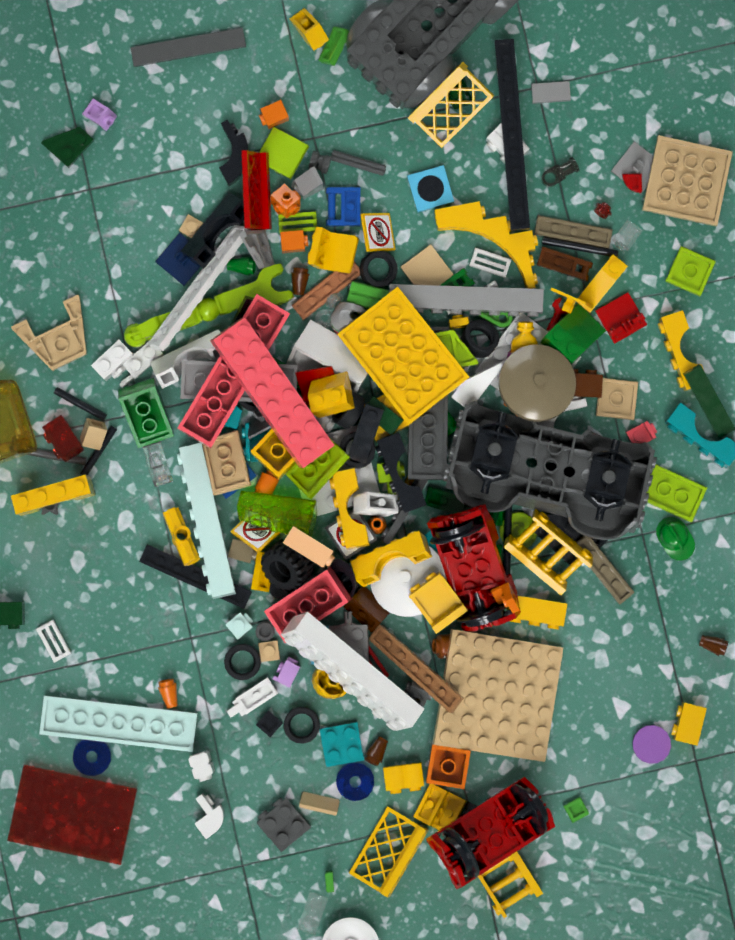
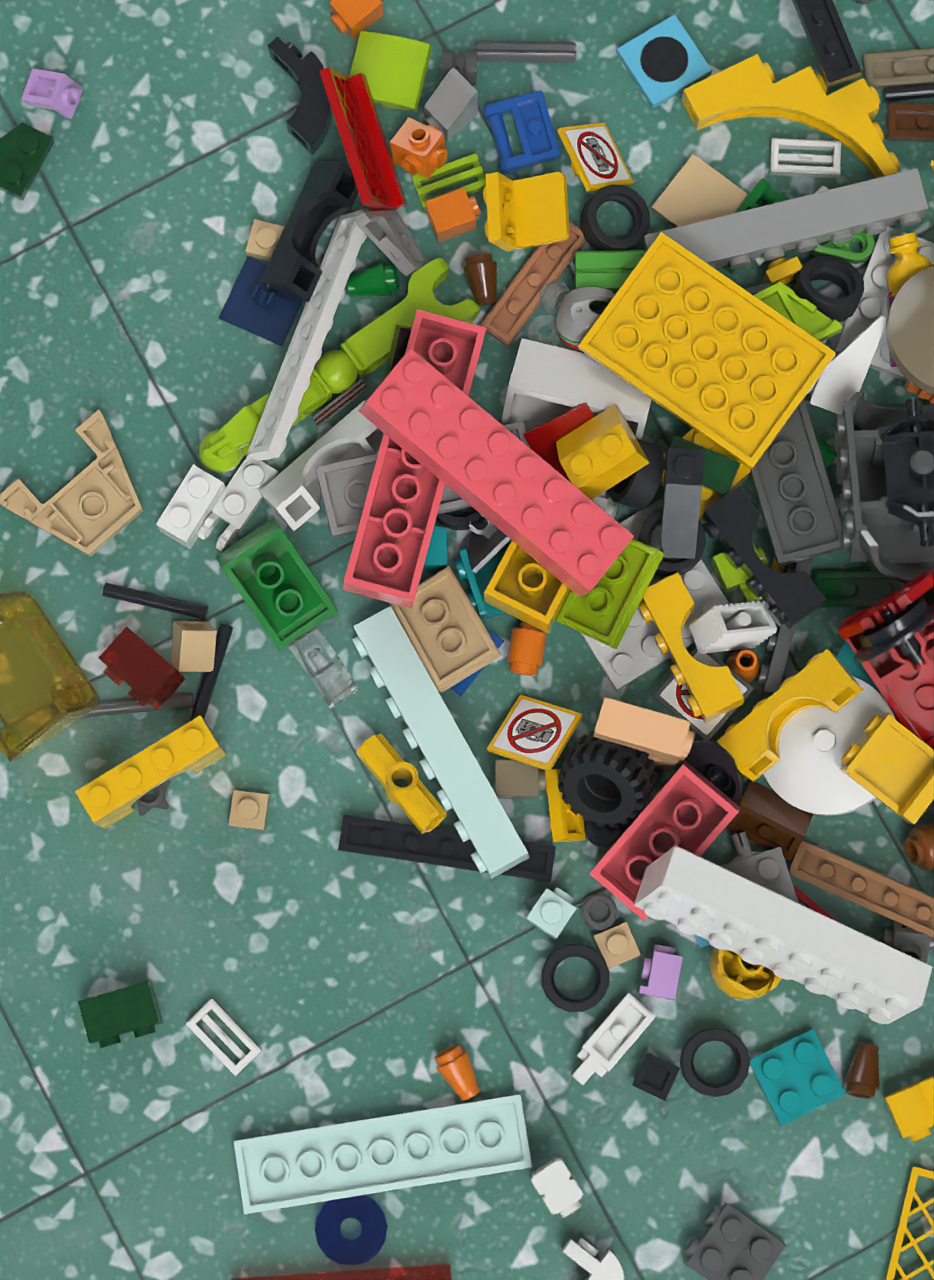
camera: 10 degrees left, 5 degrees down
(99, 527) = (249, 810): none -> tan plate
(205, 326) = (340, 403): none -> clear smoke sticker
(277, 512) = (559, 689): clear neon green wedge -> none
(319, 803) = (788, 1196): tan slope -> none
(343, 781) = (862, 1138): clear blue tile -> none

